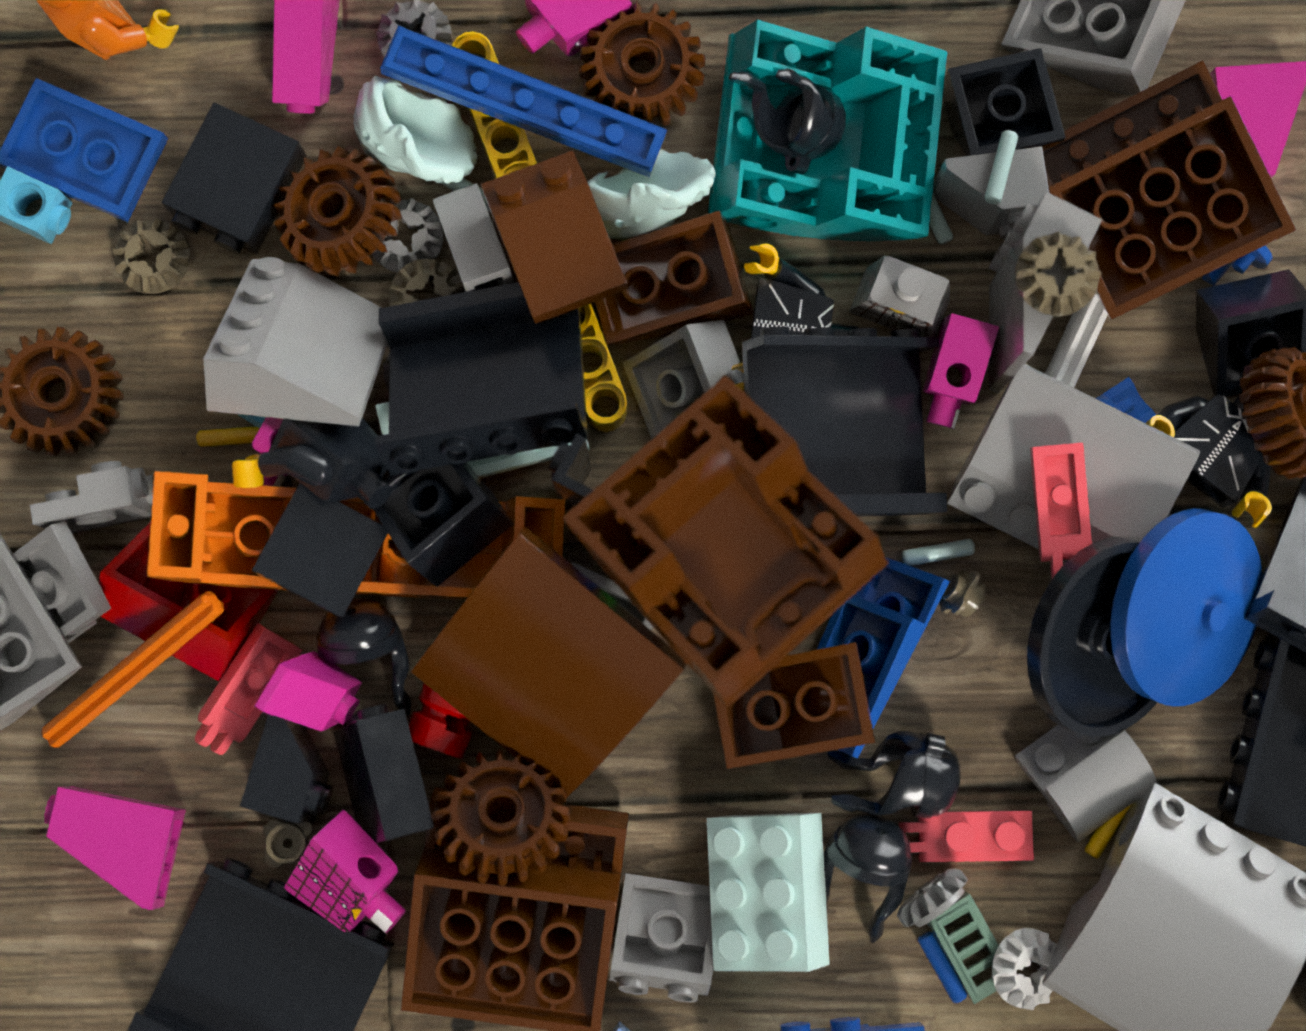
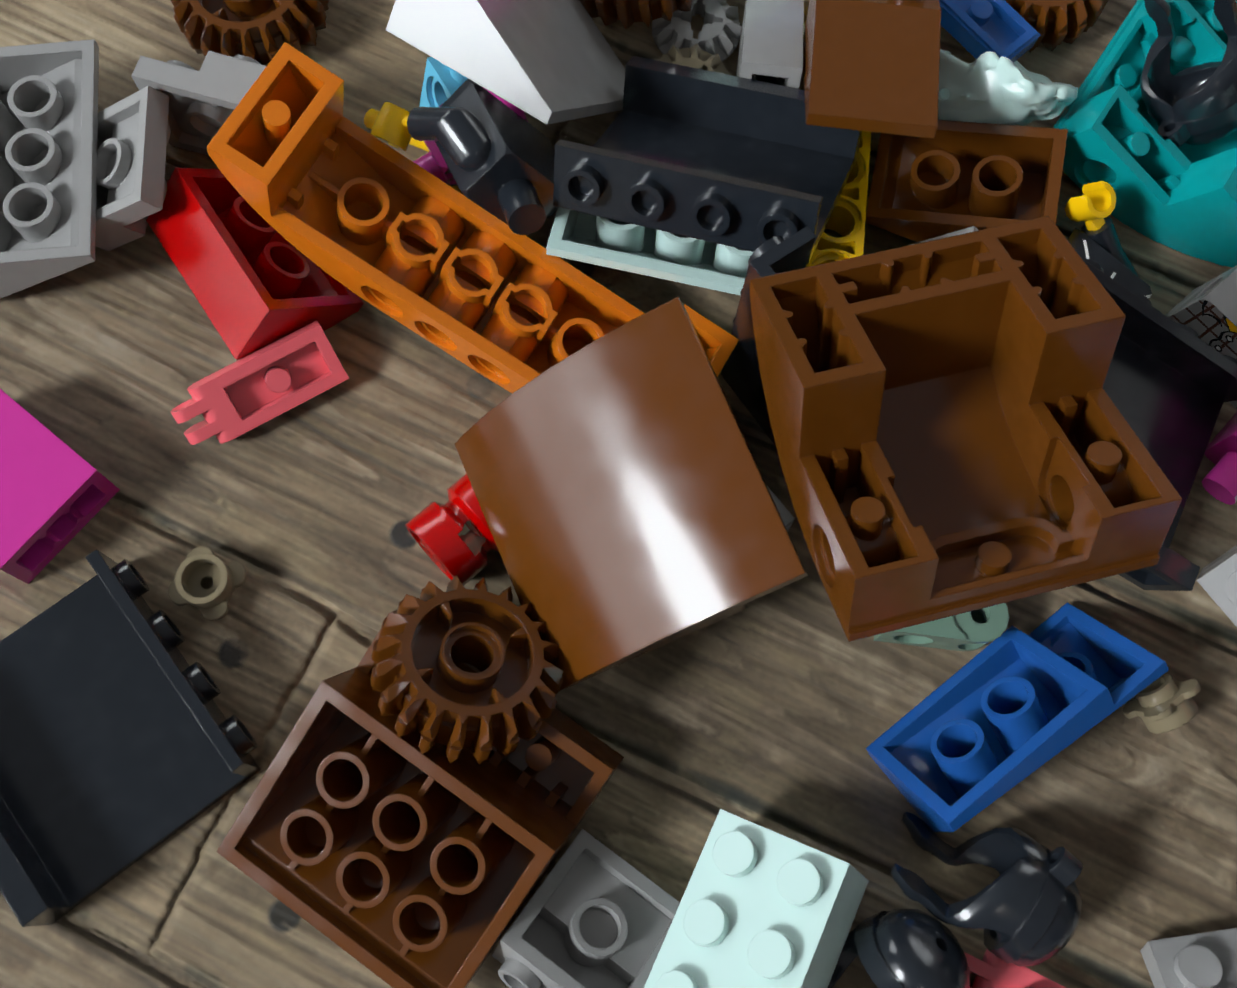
camera: 25 degrees right, 10 degrees down
(133, 669) = (150, 290): orange axle -> none
(287, 774) = (248, 488): black slope -> none
(310, 692) = (321, 404): dark pink slope -> none
(320, 551) = (426, 254): black tile -> none
(346, 877) = (243, 646): dark pink torso -> none
(364, 635) = (419, 377): black hair -> none
(383, 774) = (356, 551): black brick -> none
(441, 518) = (581, 280): black slope -> none
(799, 709) = (900, 724): reddish brown slope -> none
(938, 552) = (1155, 642): light aqua piece -> none

